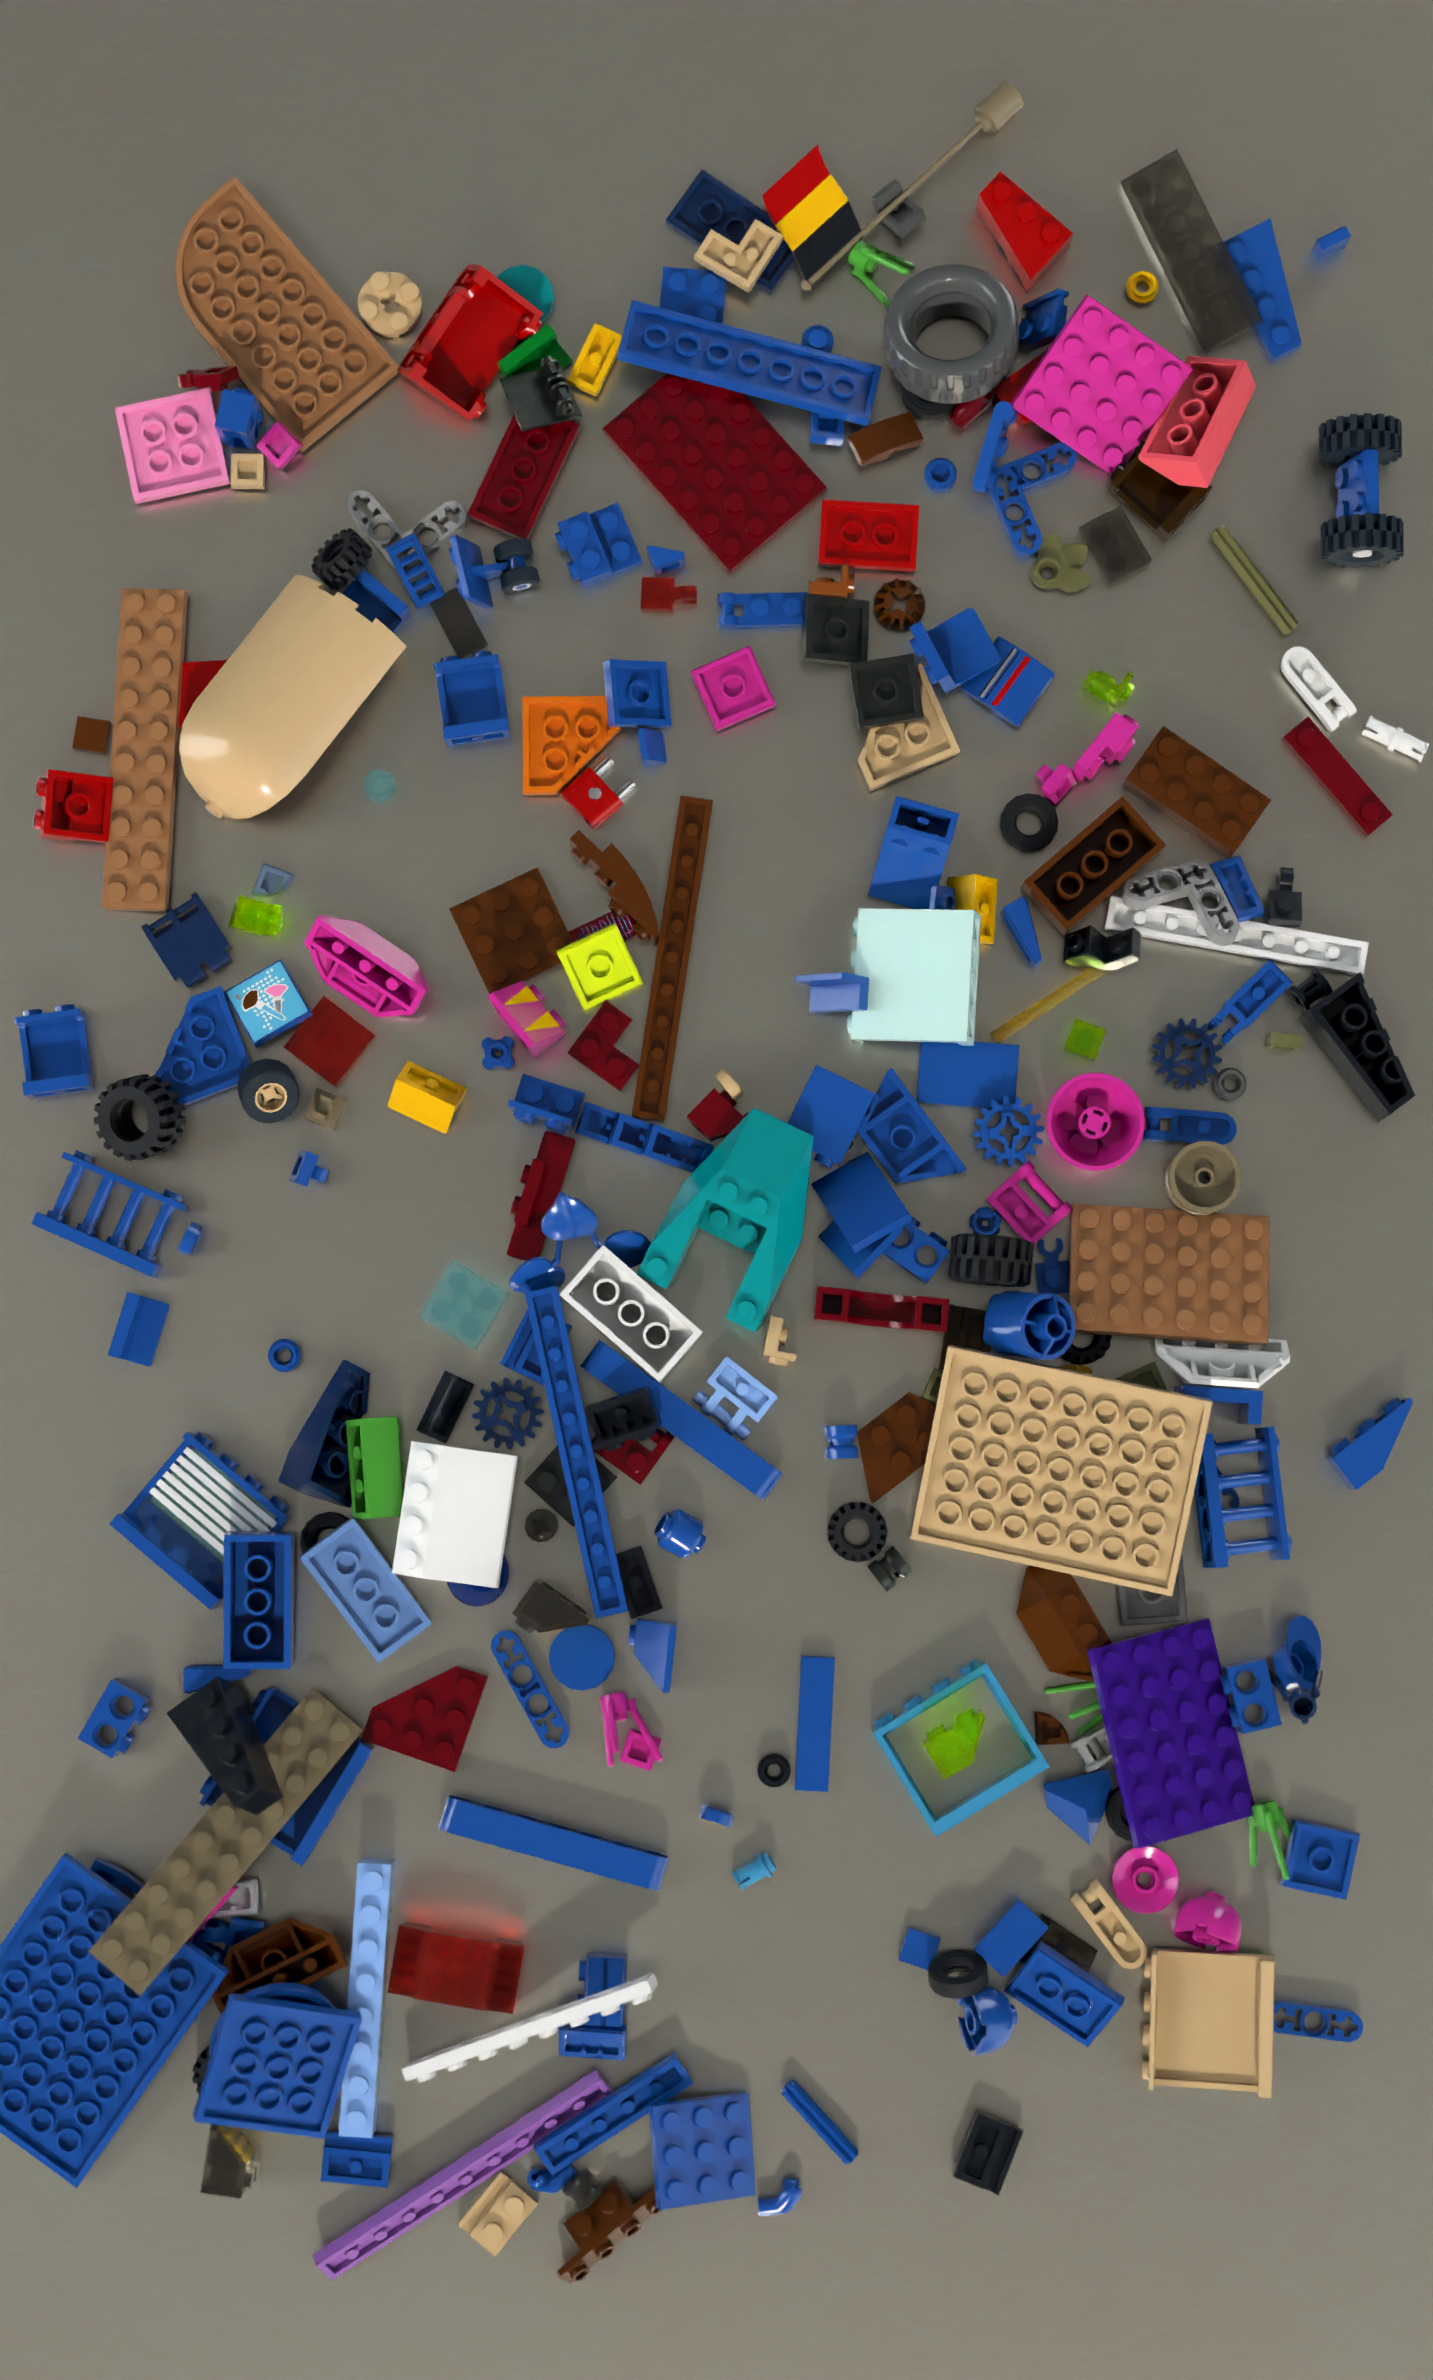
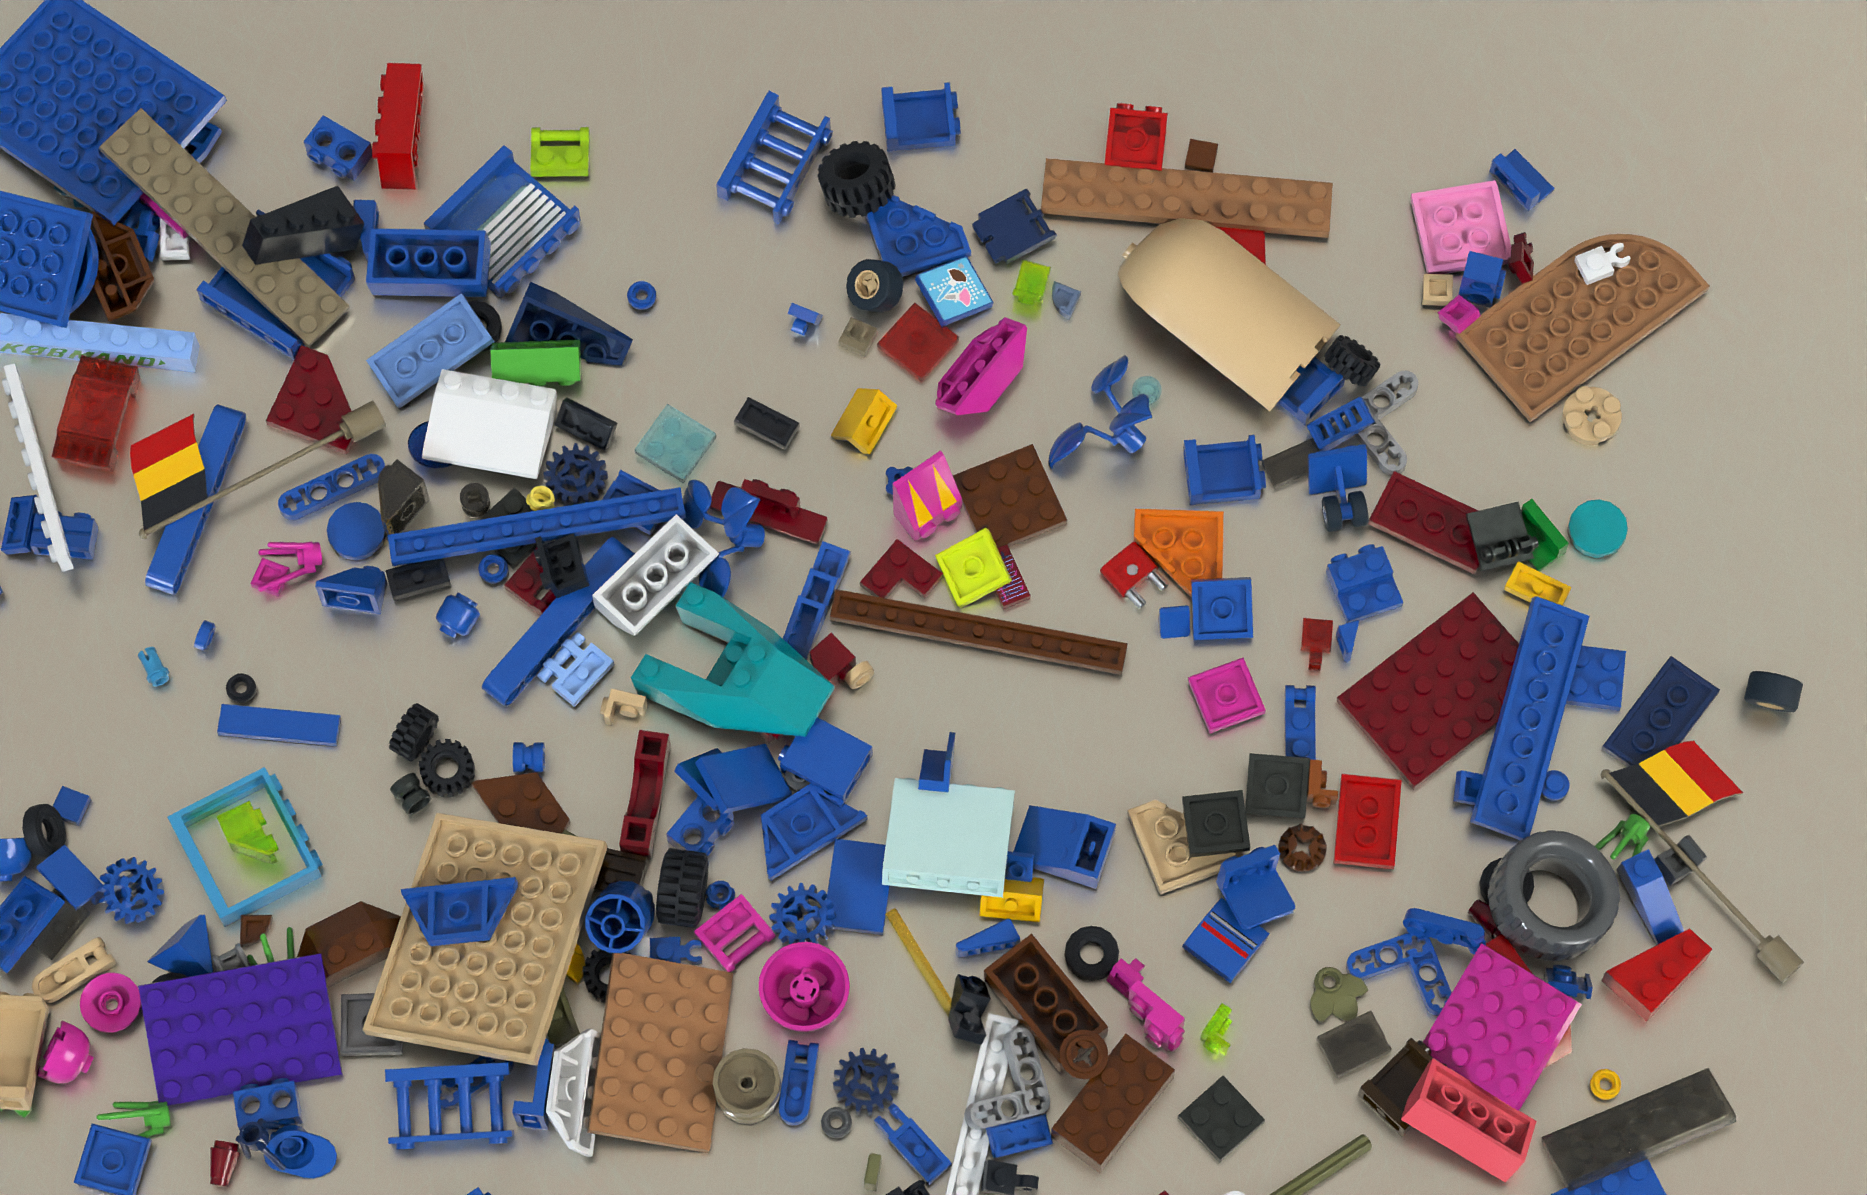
camera: 90 degrees right, 15 degrees down
(84, 1649) = (399, 125): none -> red wedge
(109, 382) = (1520, 179): none -> blue panel
(120, 1460) = (559, 160): none -> lime plate
(139, 1329) = (673, 177): blue panel -> none
(190, 1238) = (749, 220): blue tile -> none
(214, 293) = (1598, 265): none -> white plate
(435, 799) = (1122, 425): none -> blue plant
(435, 1204) = (766, 423): none -> black plate
(467, 339) = (1551, 472): red windscreen -> none
(533, 1869) = (174, 478): none -> flag
(536, 1444) = (540, 494): none -> light yellow plate
(547, 1103) = (850, 517): blue bracket -> none
(610, 1502) = (489, 561): none -> blue plate
(627, 890) = (1039, 594): reddish brown slope -> none
(706, 109) = (1773, 691): none -> black wheel
(742, 262) = (1626, 717): tan plate -> none
(823, 1570) = (413, 732): none -> black tyre
(884, 437) = (1460, 840): reddish brown slope -> none
(939, 238) = (1650, 896): none -> blue slope
(940, 475) = (1425, 890): blue tile -> none
(1023, 1855) = (119, 895): none -> blue gear
(1035, 1500) = (460, 910): none -> blue wing
(1084, 1039) = (884, 991): clear neon green plate -> none
(1158, 805) = (1097, 1058): none -> reddish brown gear
(1201, 682) = (1221, 1118): none -> pearl dark grey plate
(1313, 1738) = (223, 1162): none -> dark red cone

